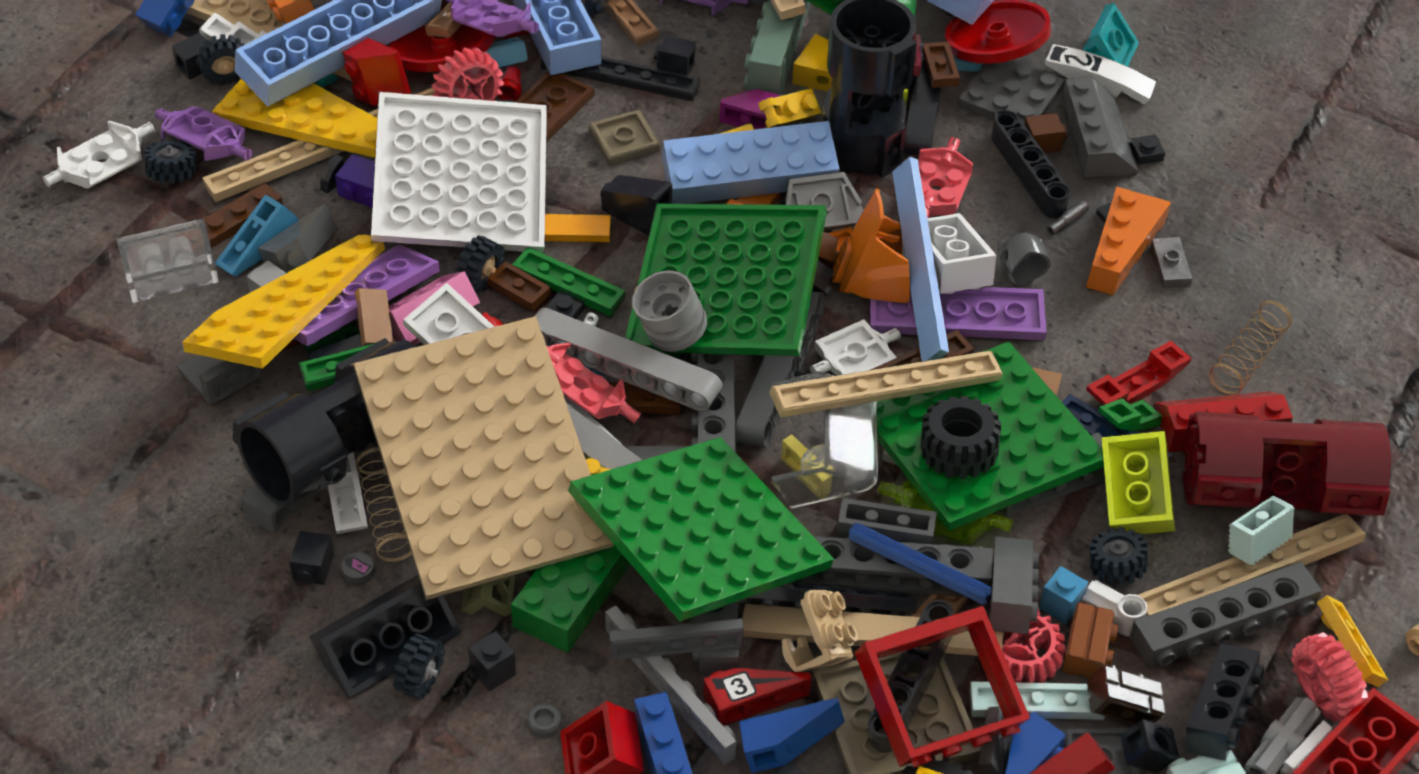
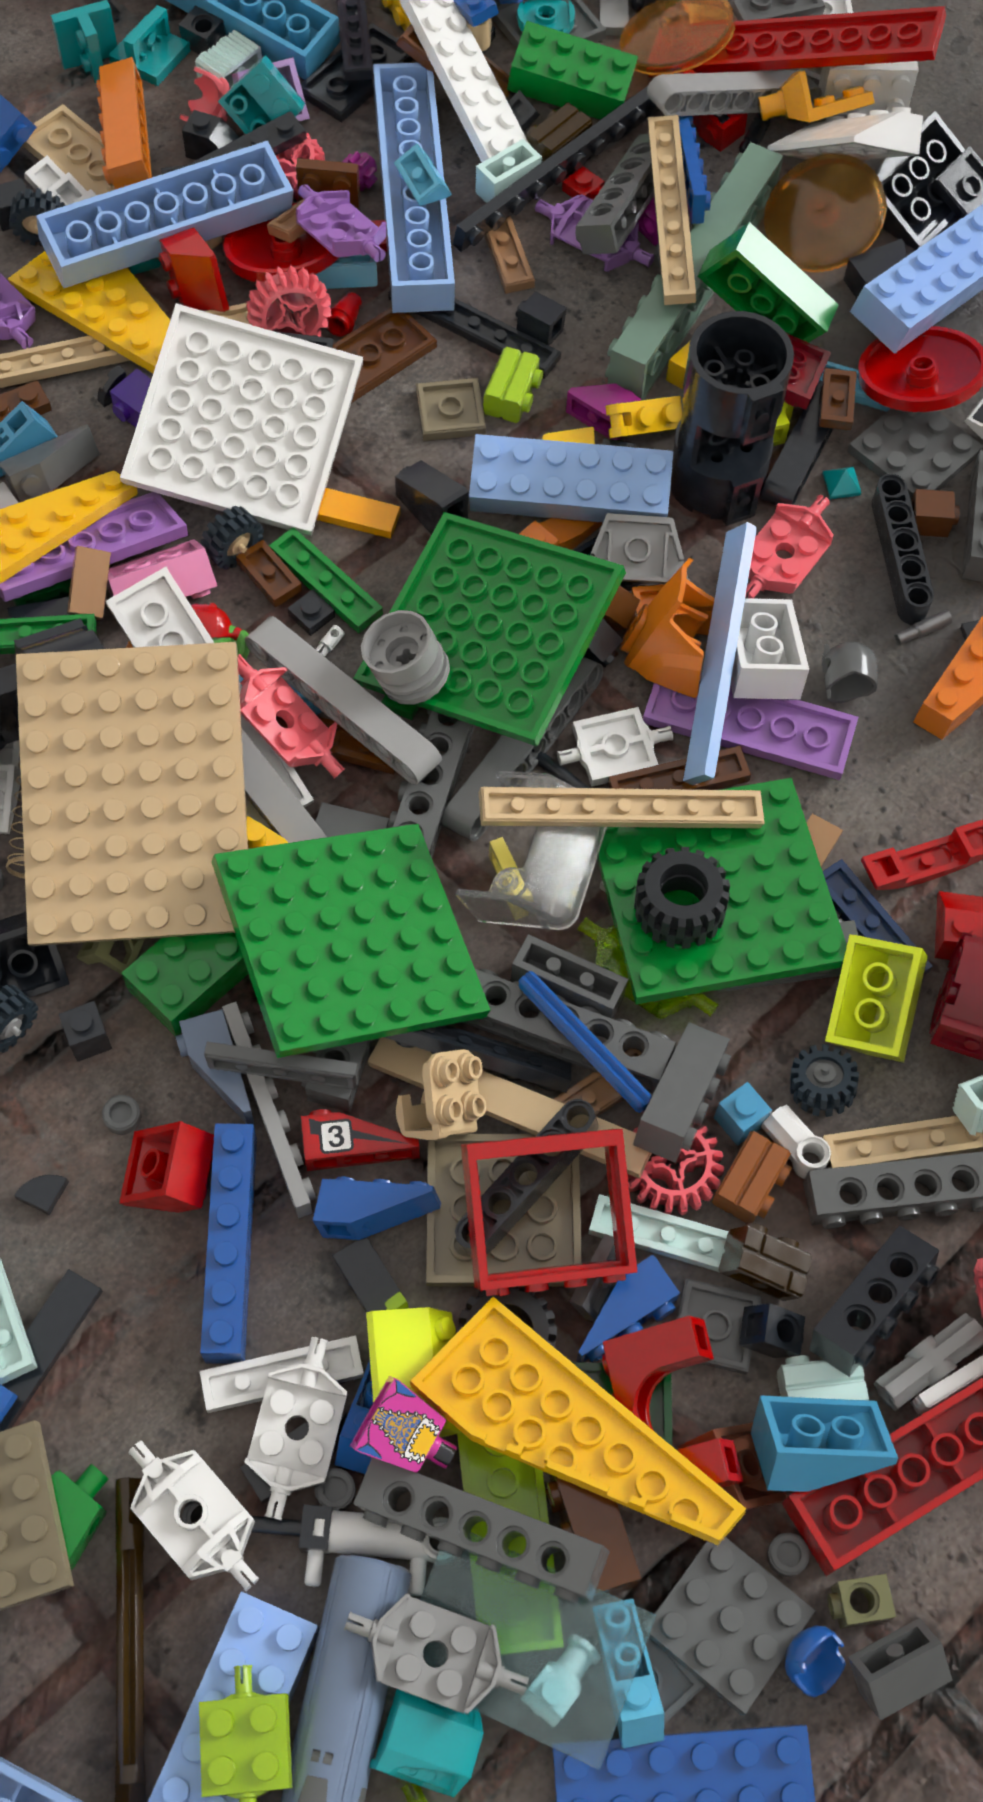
camera: 15 degrees right, 15 degrees up
(592, 648) = (192, 1043): none -> sand blue slope
(669, 108) = (512, 385): none -> lime brick
(962, 128) = (841, 483): none -> teal slope
(1131, 416) = (902, 906): green slope -> none

